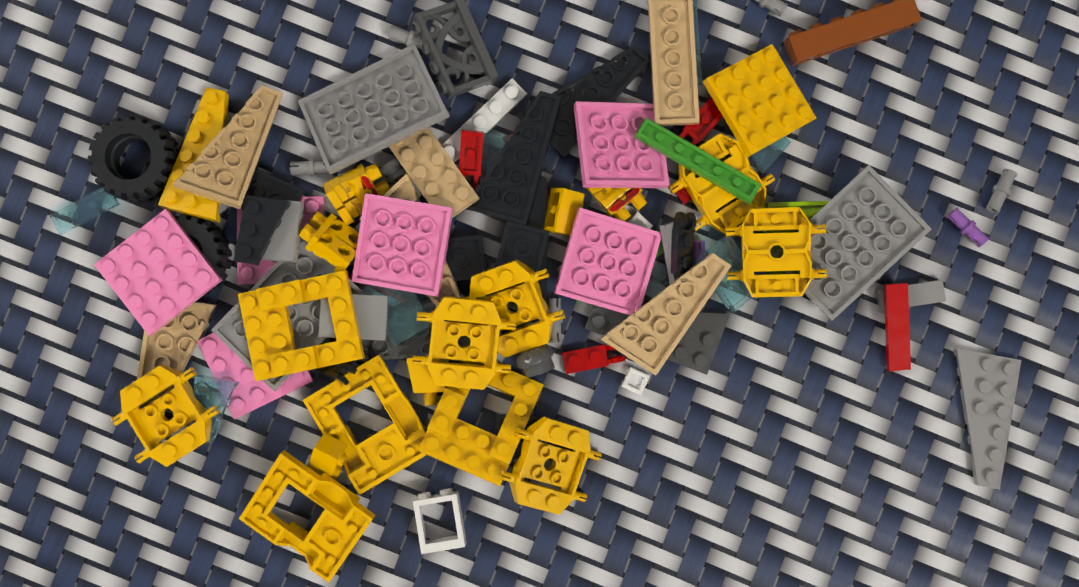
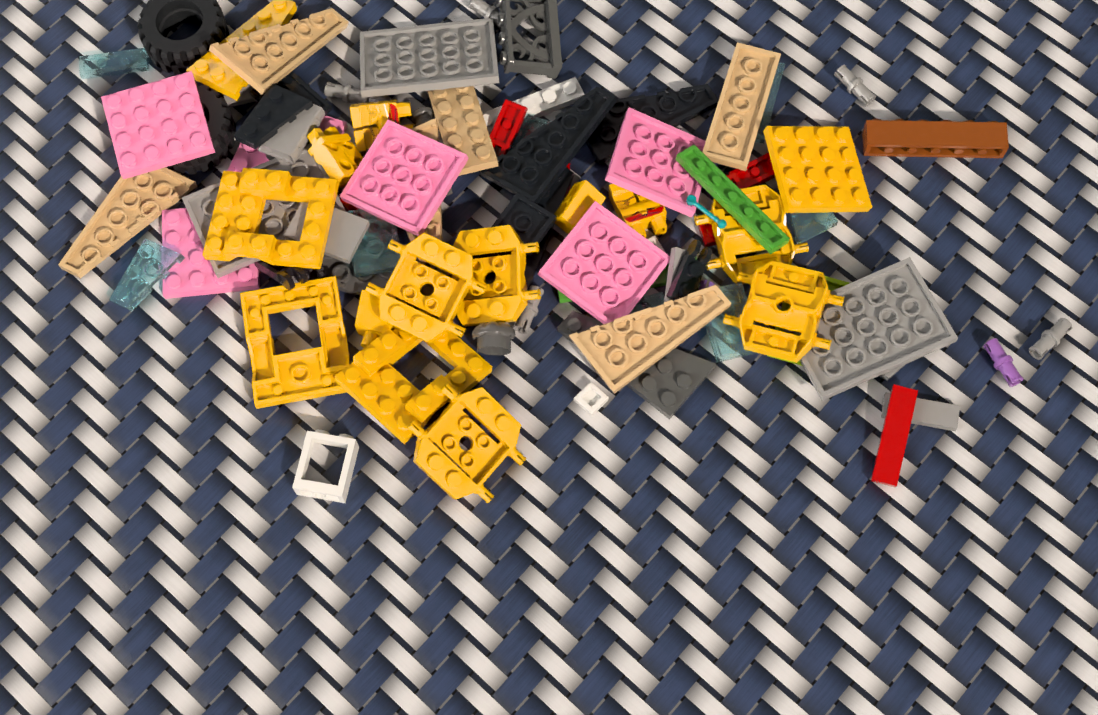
camera: 20 degrees right, 20 degrees down
(151, 423) = (83, 280): yellow piece -> none
(328, 456) = (237, 358): yellow brick -> none
(334, 531) = (214, 427): yellow piece -> none
(465, 257) = (460, 215): black plate -> none
(589, 358) = (552, 360): red hinge -> none
(663, 175) = (691, 200): none -> teal hinge
(988, 405) = (974, 553): light grey wing -> none

